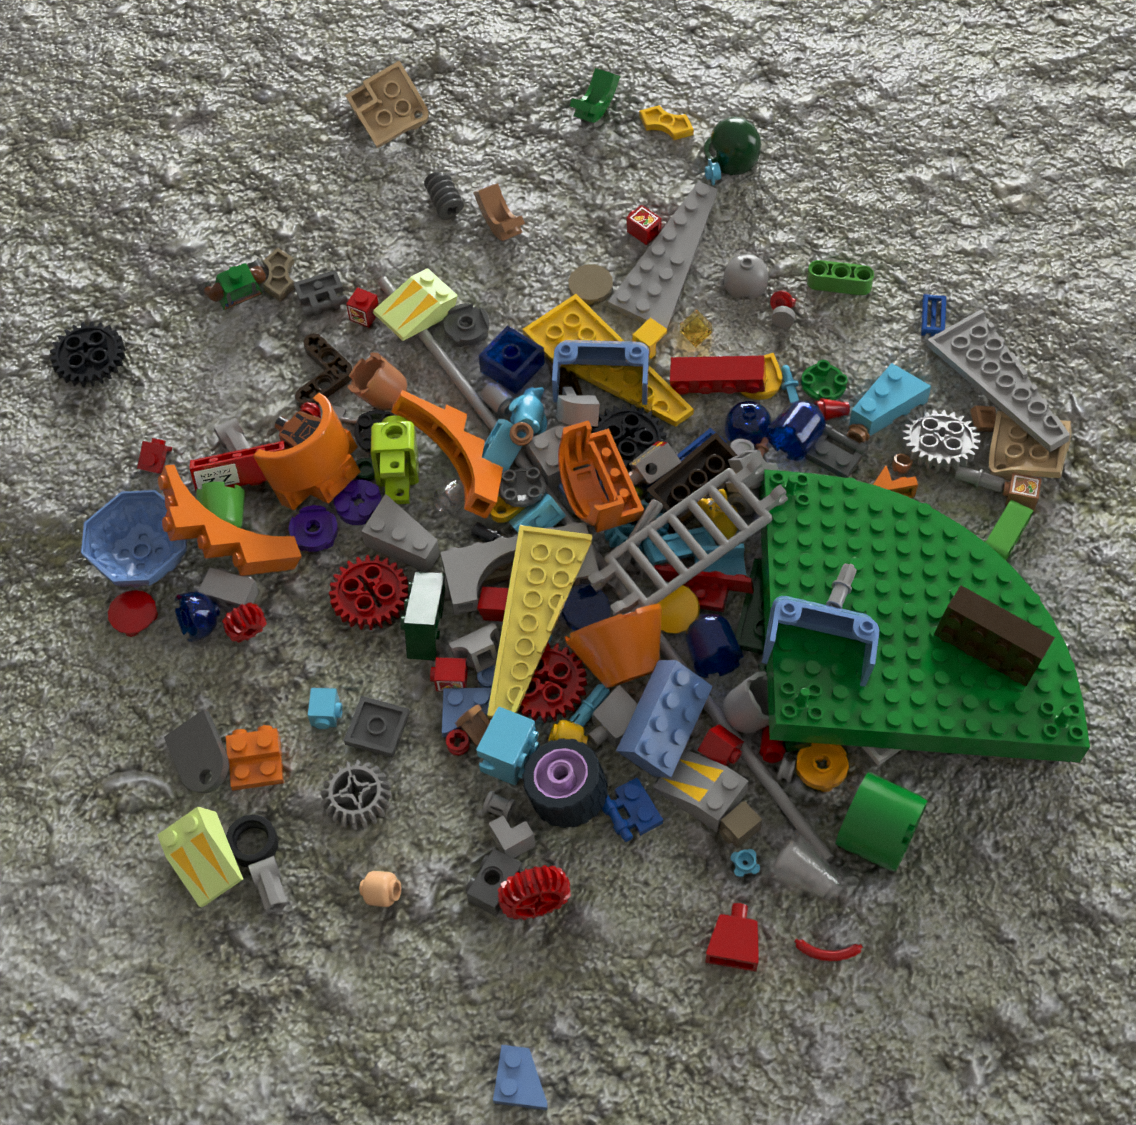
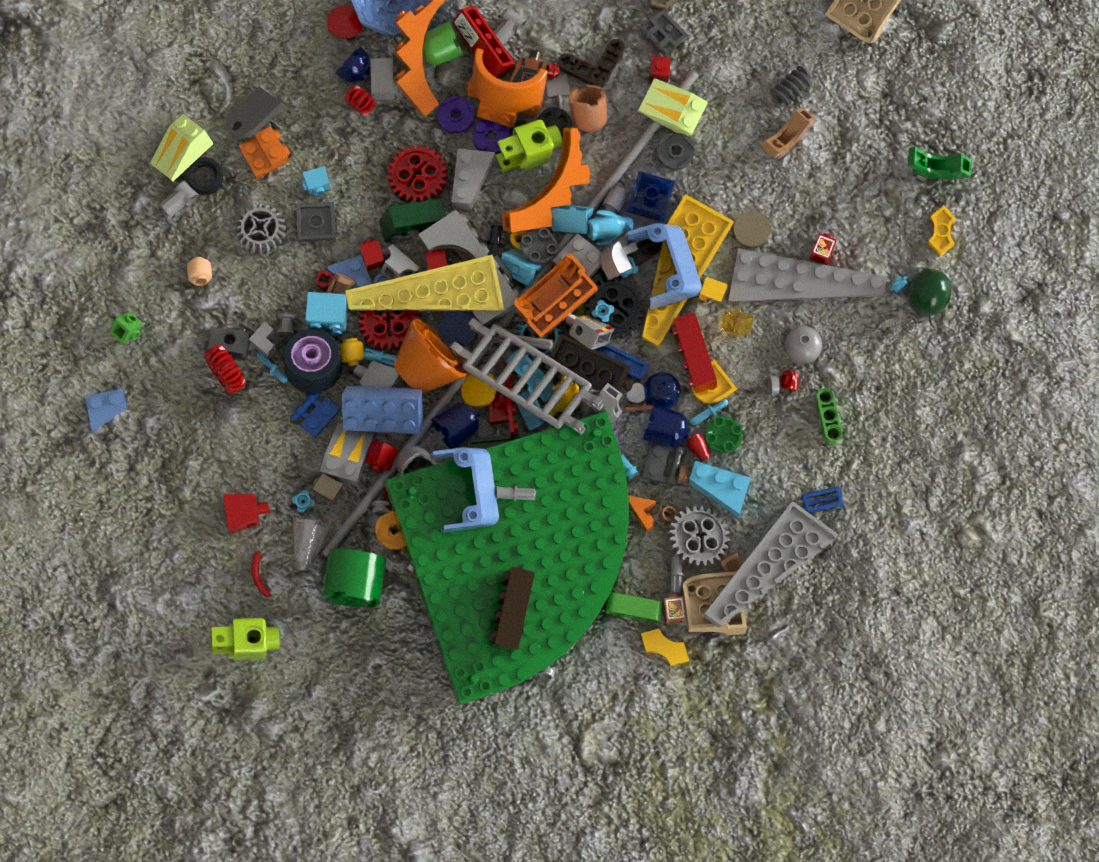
camera: 65 degrees right, 15 degrees up
(419, 1008) = (125, 328): none -> bright green brick
(521, 427) = (578, 222): medium nougat plate -> none
(549, 842) = (274, 371): none -> medium azure piece
(637, 439) = (600, 306): none -> medium azure plate
(922, 988) = (235, 639): none -> lime piece
(1055, 525) = (673, 652): none -> yellow tile

